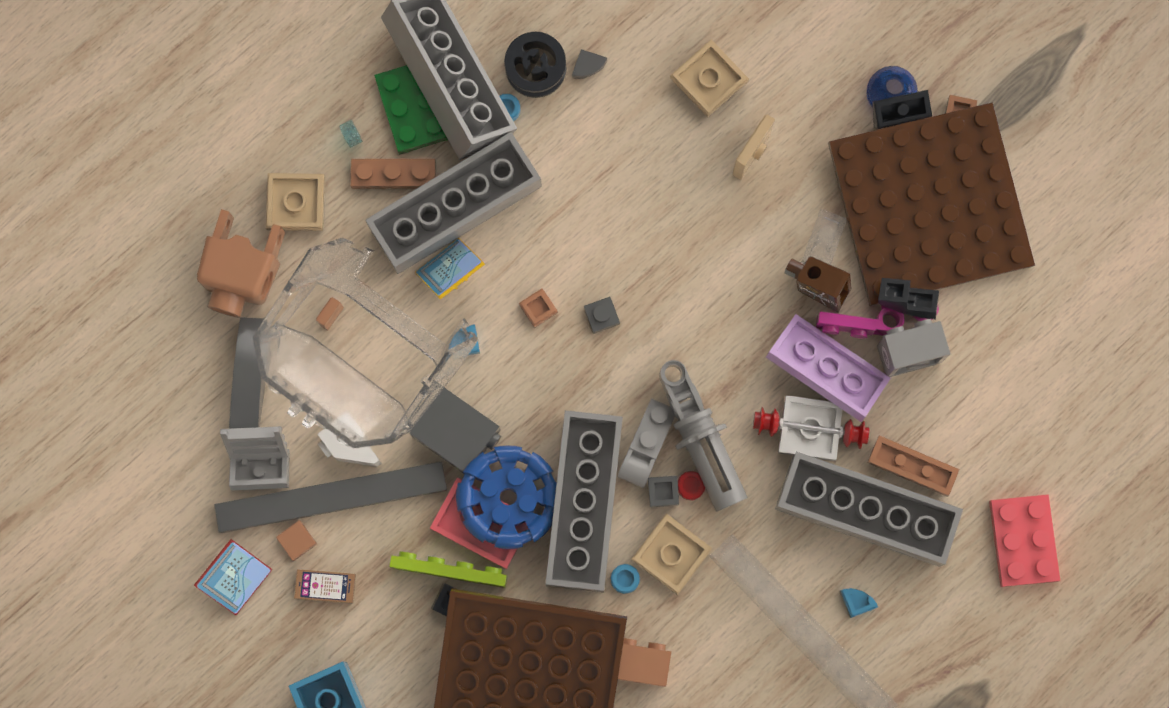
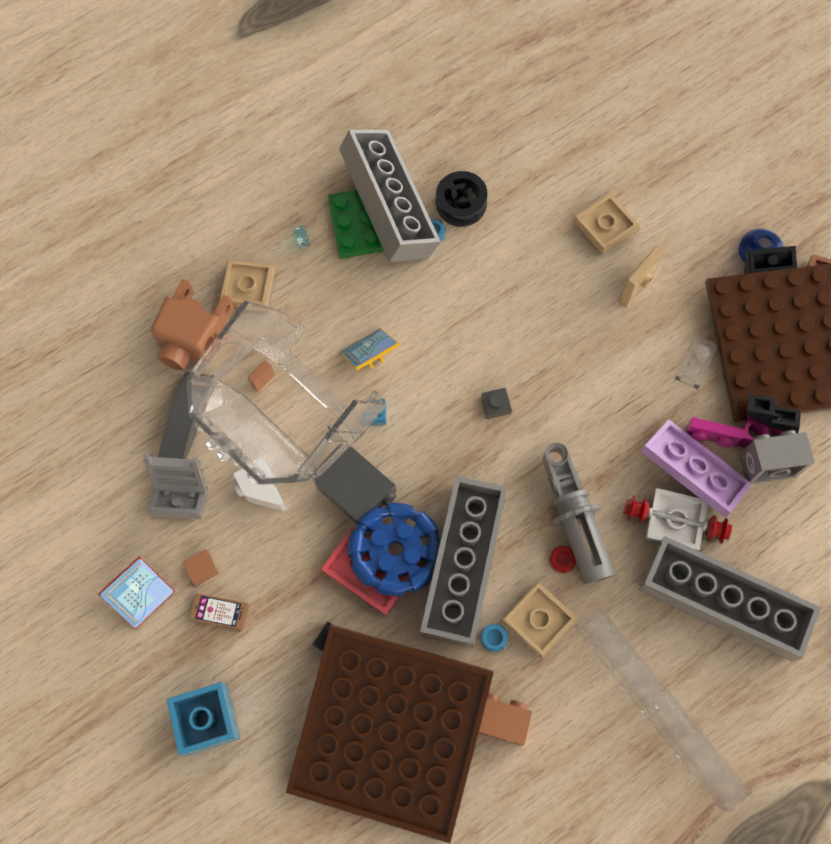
camera: 10 degrees right, 10 degrees down
(330, 497) = (237, 532): dark grey tile -> none
(391, 173) = (332, 272): nougat plate -> none
(437, 567) = (322, 606): lime plate -> none
(454, 202) = (380, 296): light grey brick -> none
(538, 308) = (441, 391): nougat tile -> none
(588, 64) = (505, 203): dark grey tile -> none
(647, 443) = (525, 517): light grey plate -> none
(663, 491) = (537, 561): dark grey plate -> none
(830, 286) = (694, 392): reddish brown torso -> none
(857, 601) = (711, 686): dark azure tile -> none
(913, 466) = (770, 564): nougat plate -> none

